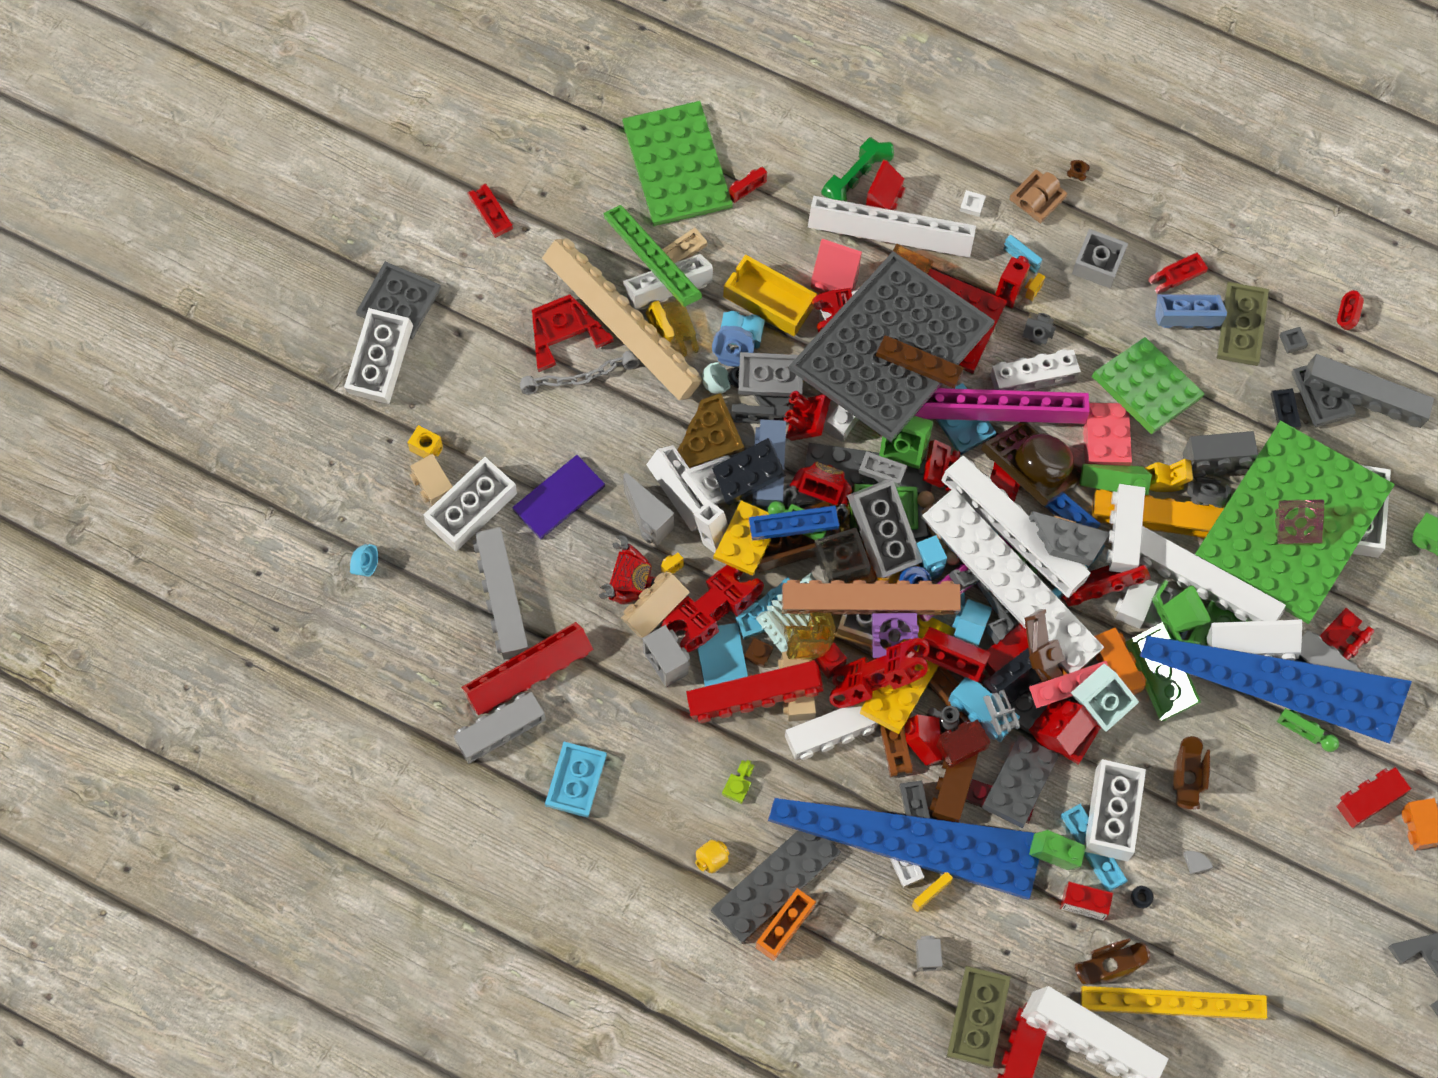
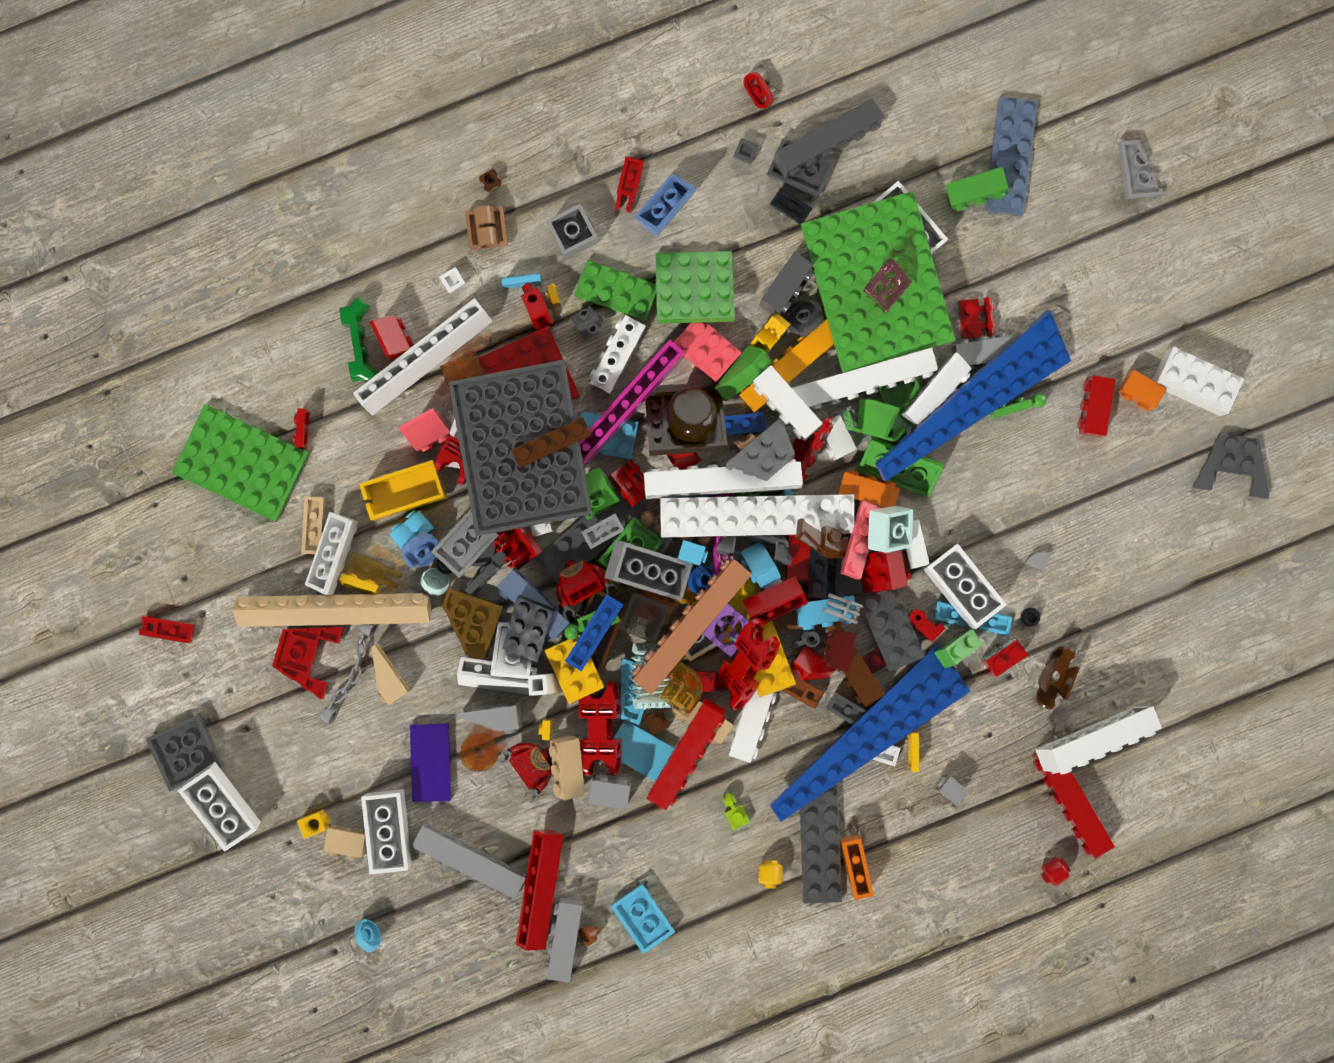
camera: 40 degrees left, 20 degrees up
(522, 744) = (588, 934): none -> dark orange tile
(595, 518) = (468, 751): none -> clear orange plate
(601, 405) = (388, 679): none -> tan slope
(652, 255) = (305, 552): bright green tile -> none
(978, 1017) = (1016, 792): olive plate -> none
(1049, 809) = (924, 626): none -> red leg
(1084, 331) = (616, 291): none -> bright green plate
(1109, 741) = (917, 554): none -> white brick
(1174, 1003) = (1113, 659): yellow plate -> none
(1190, 760) = (989, 523): reddish brown piece -> none
(1244, 325) = (703, 171): olive plate -> none

